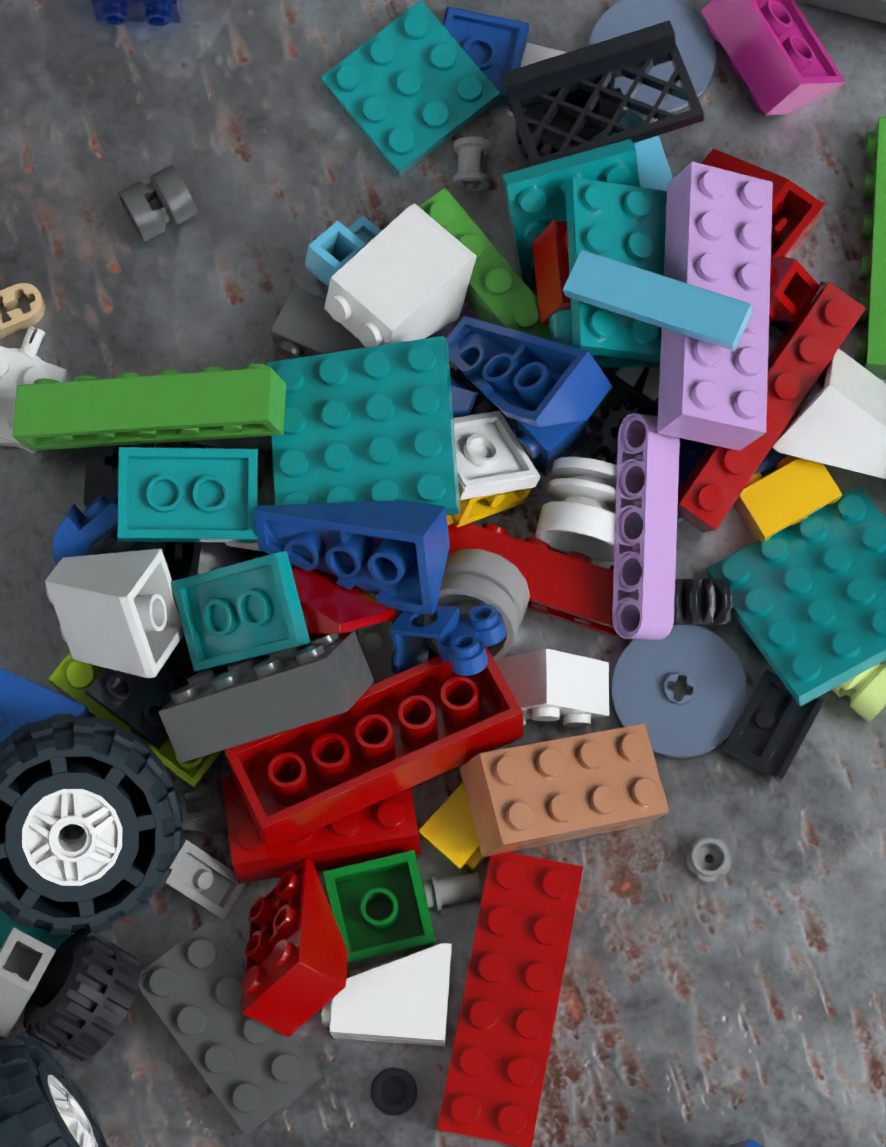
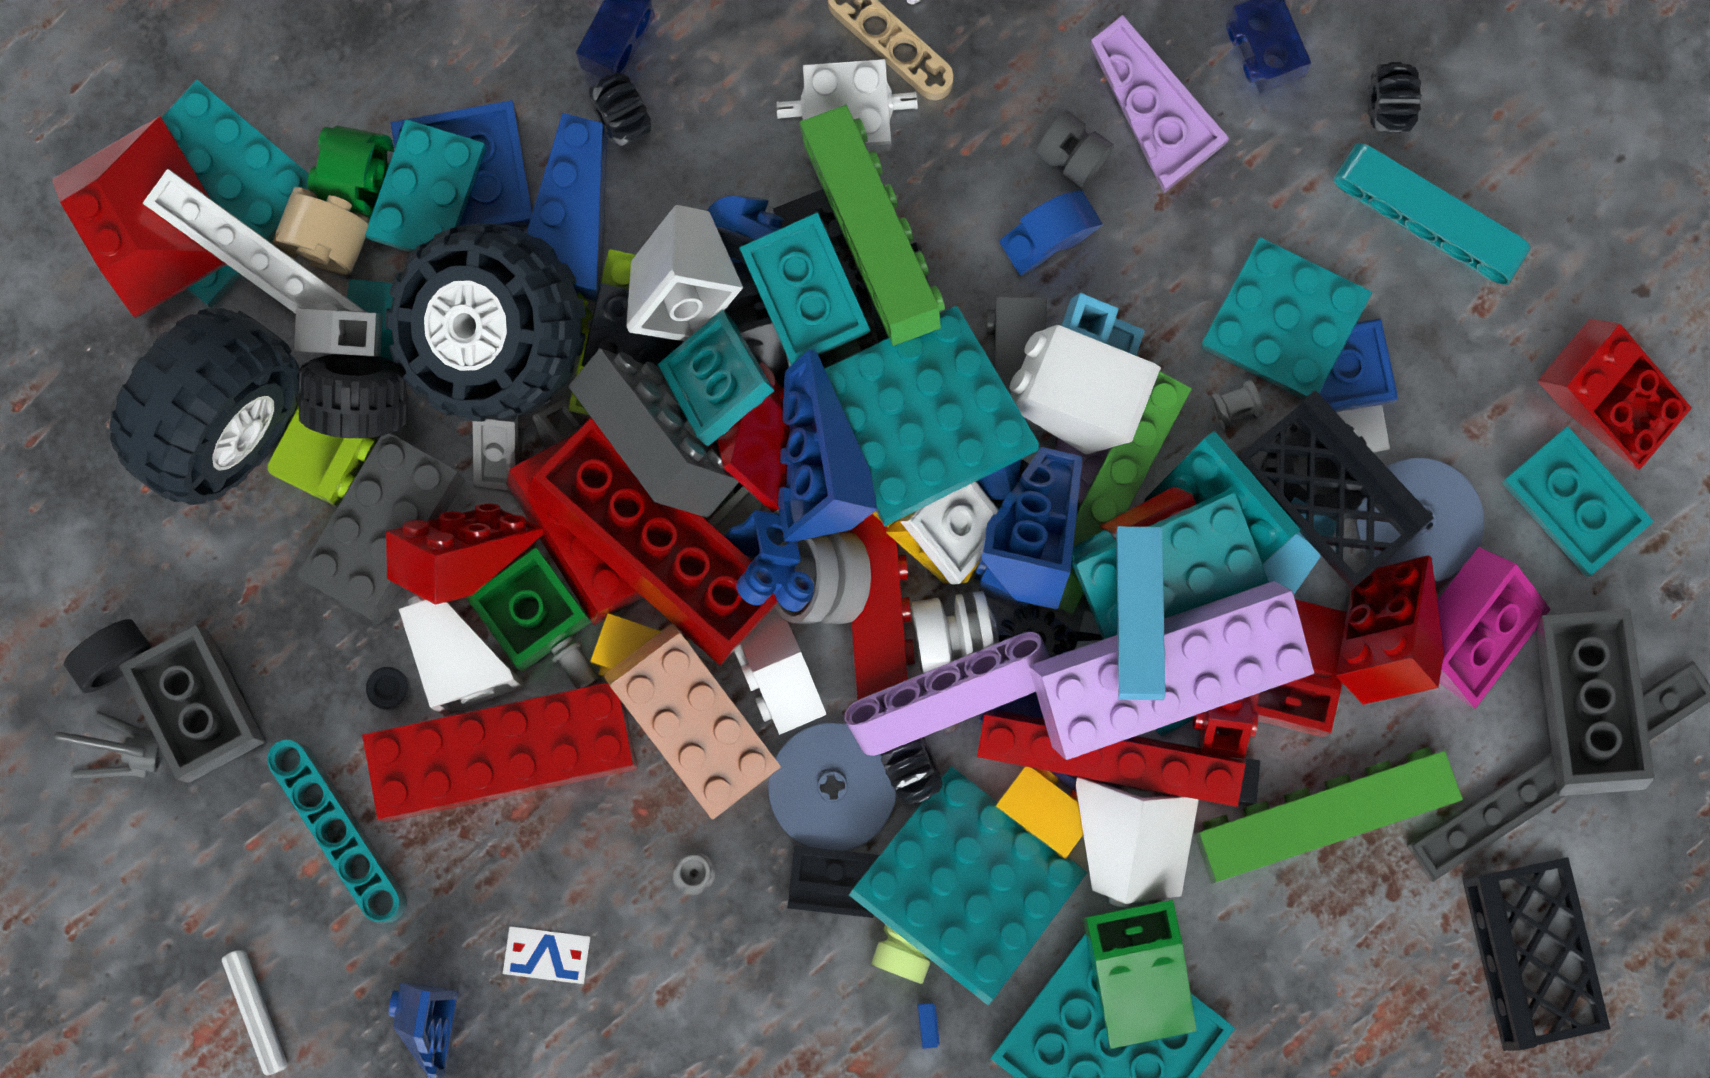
camera: 70 degrees right, 5 degrees up
(128, 1066) = (319, 462): none -> lime bracket
(154, 113) = (1160, 110): none -> lavender wing
(227, 260) = (1050, 228): none -> blue brick
(730, 1041) = (546, 955): none -> white sticker
(754, 113) = (1392, 633): none -> red slope

